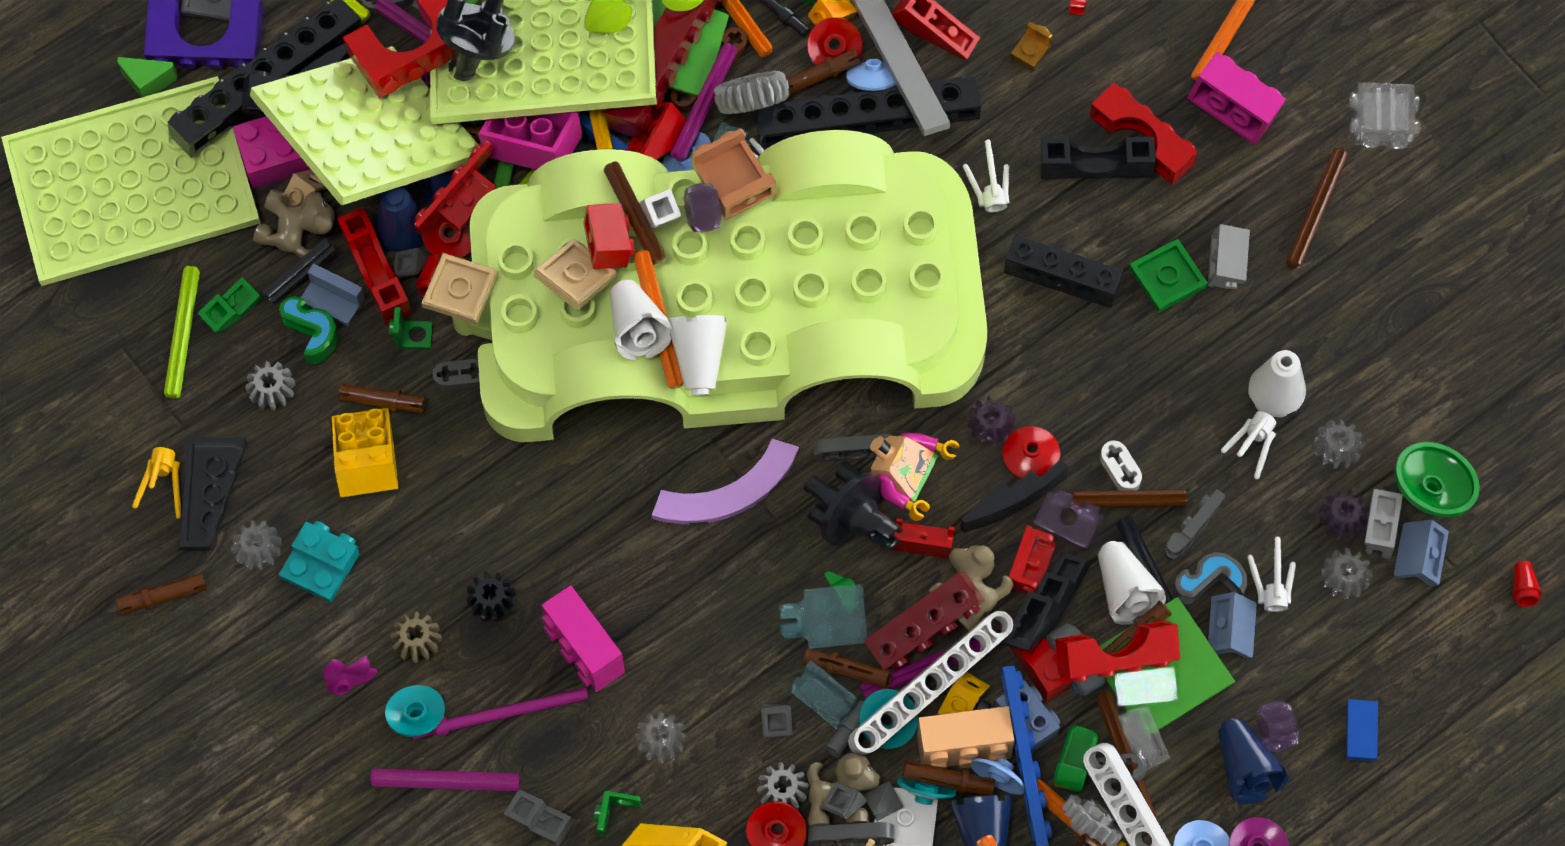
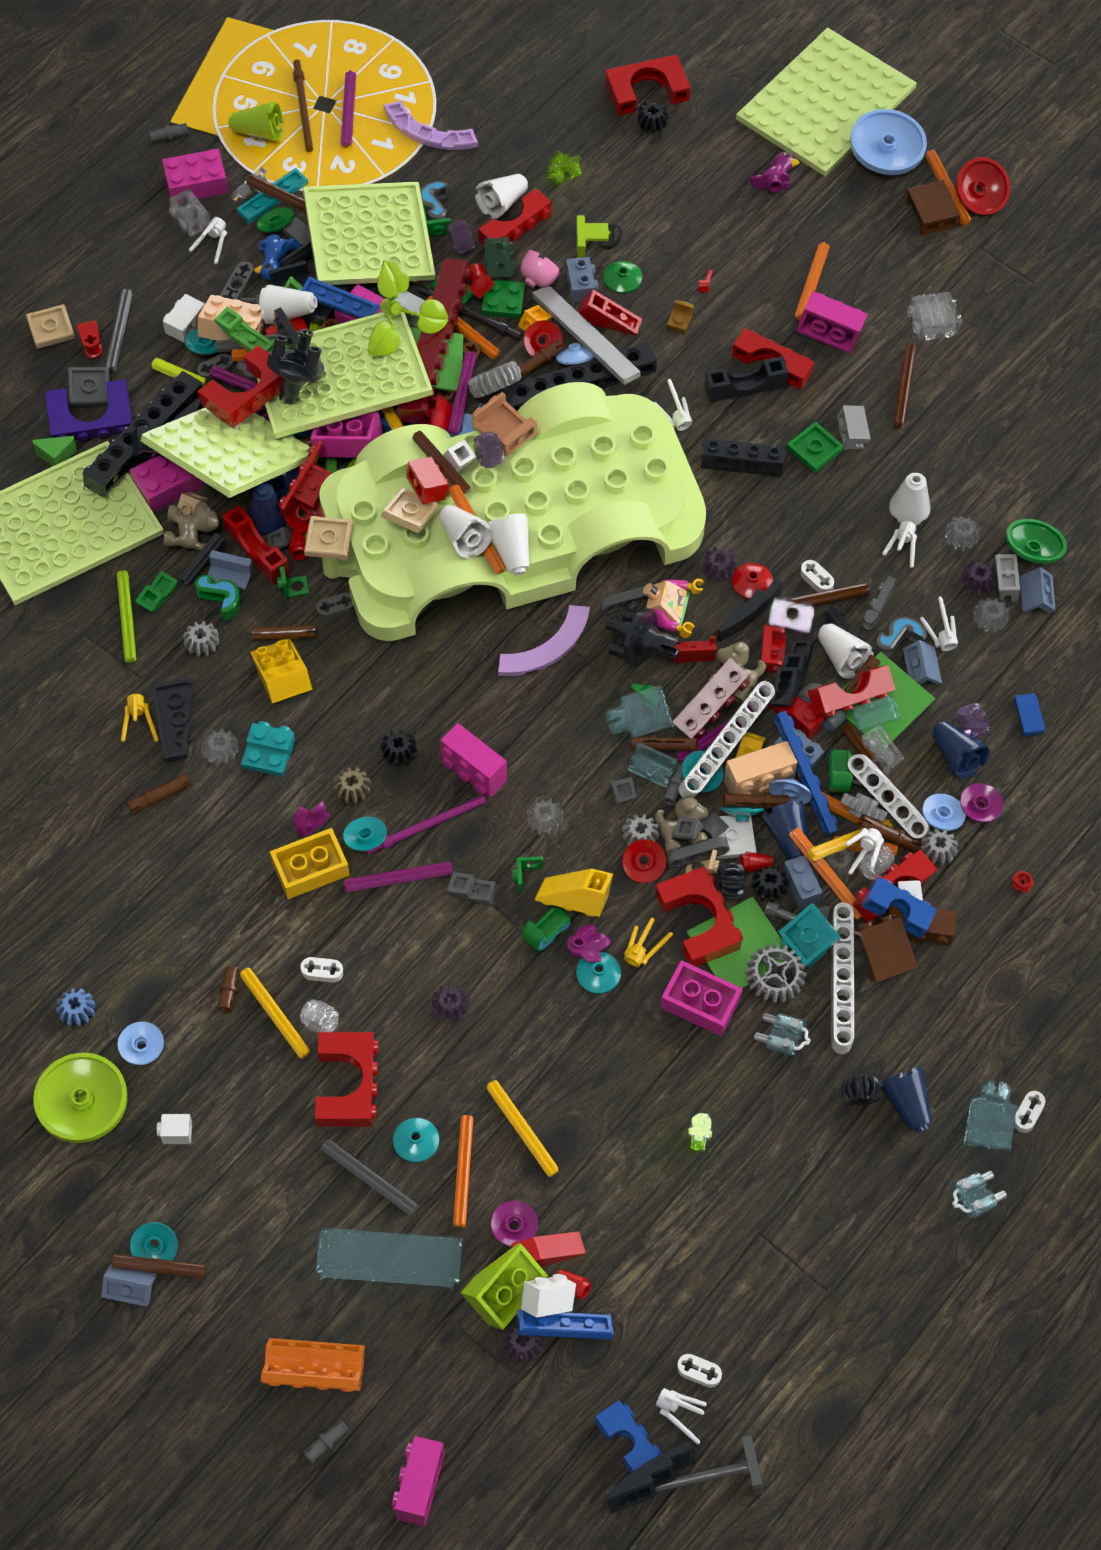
camera: 15 degrees left, 5 degrees down
(330, 738) = (309, 863): none -> yellow brick

